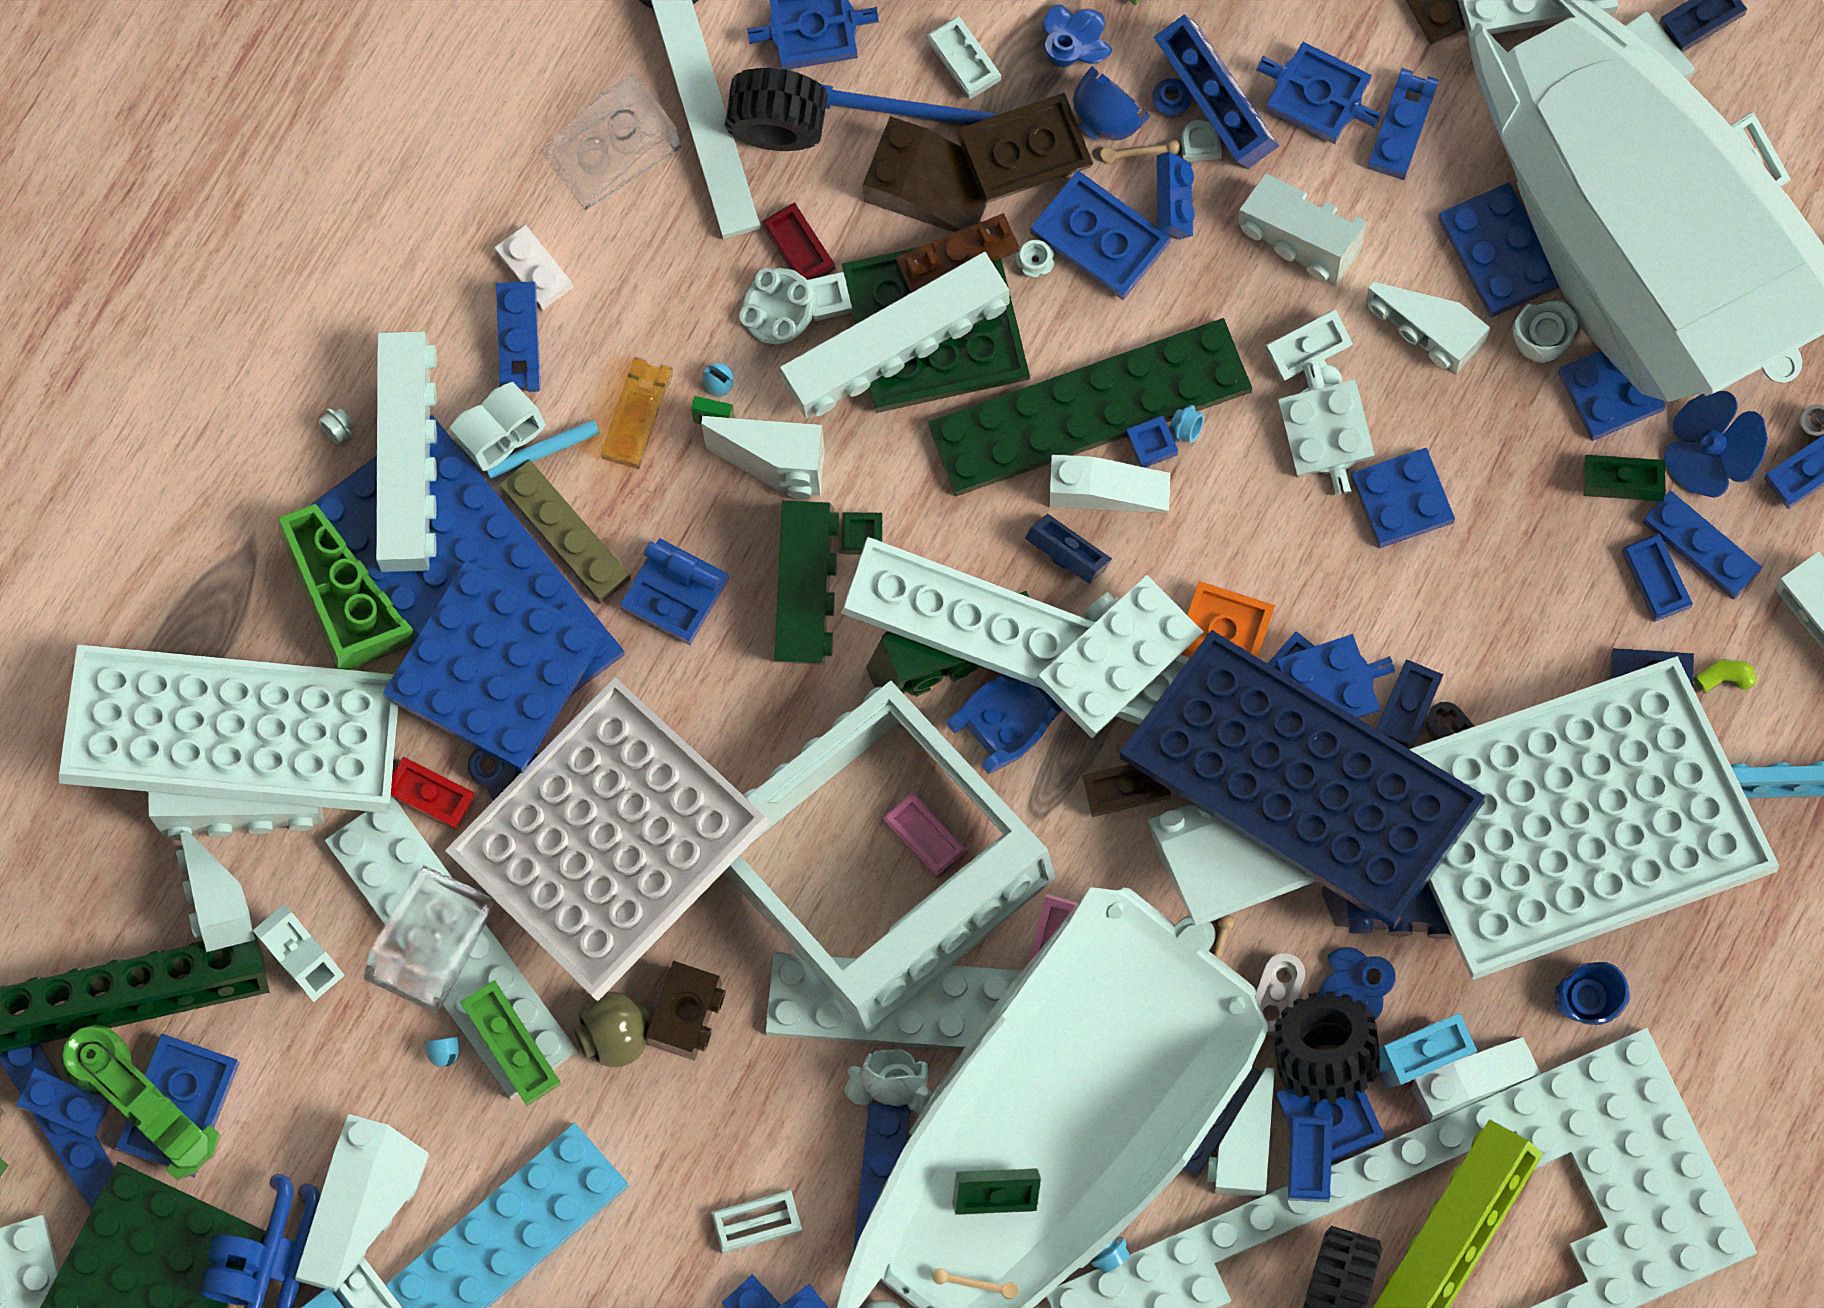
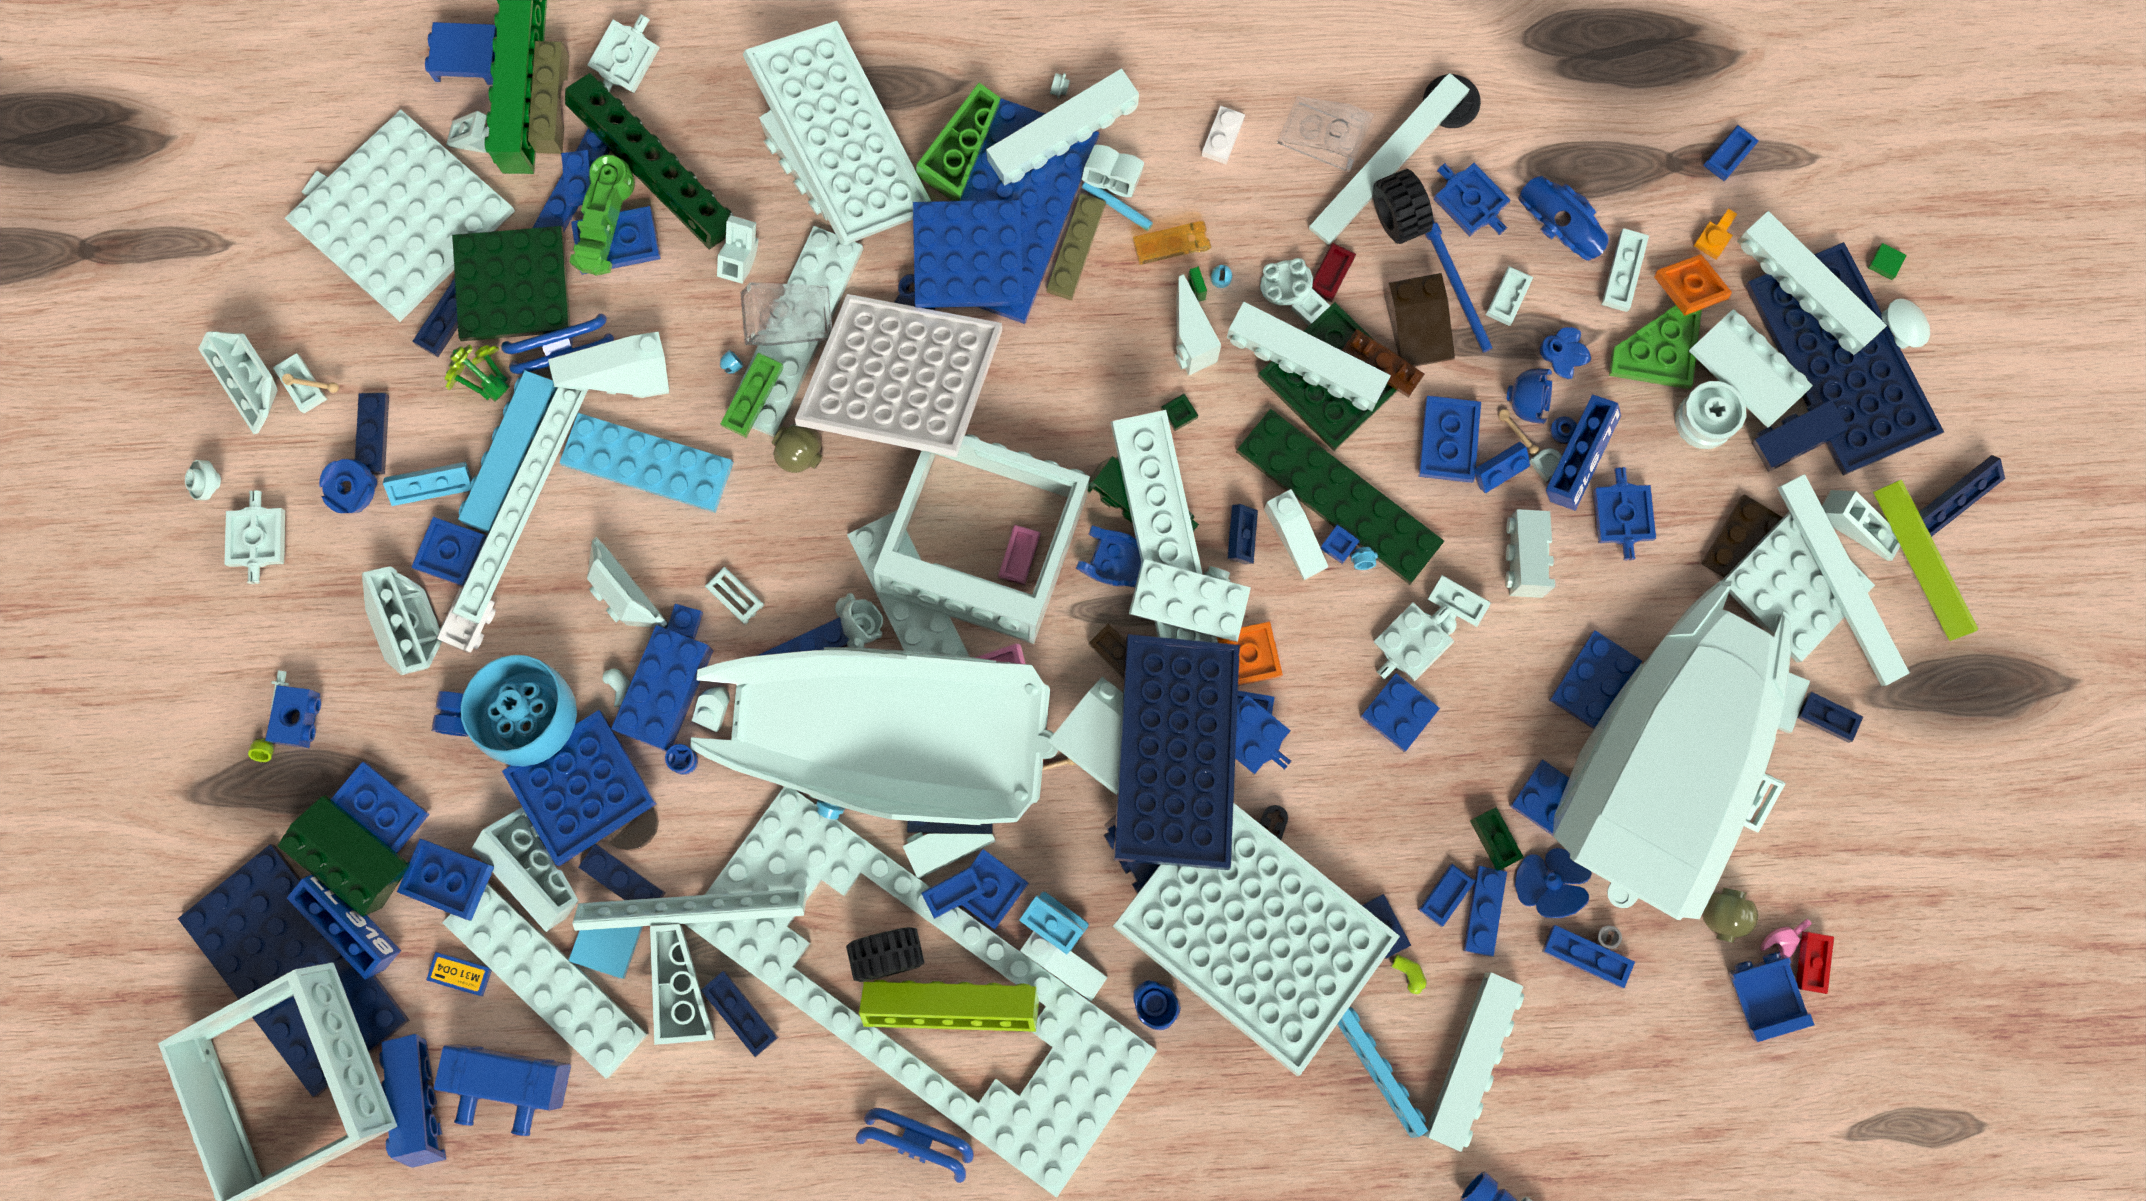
camera: 55 degrees right, 5 degrees up
(218, 897) = (736, 188): light aqua slope -> none
(228, 1284) = (518, 325): blue wheel -> none
(430, 793) = (875, 265): red plate -> none
(518, 333) = (1175, 149): blue plate -> none
(674, 591) = (1077, 327): blue plate -> none
(682, 987) = (817, 475): dark brown brick -> none
(804, 582) = (1126, 395): dark green wedge -> none
(996, 1191) = (823, 719): dark green plate -> none
(1008, 1290) = (771, 762): tan hinge -> none
(1024, 148) = (1474, 362): dark brown plate -> none
(1030, 250) = (1415, 405): light aqua plate -> none
(1275, 994) = (1045, 815): white plate -> none
(1327, 1072) = (1036, 846): black tyre -> none
(1351, 978) = (1076, 857): blue plate -> none
(1402, 125) = (1637, 576): blue plate -> none
(1409, 703) = (1271, 790): dark blue plate -> none
(1436, 324) = (1522, 670): light aqua slope -> none
(1545, 330) = (1560, 736): light aqua hair -> none

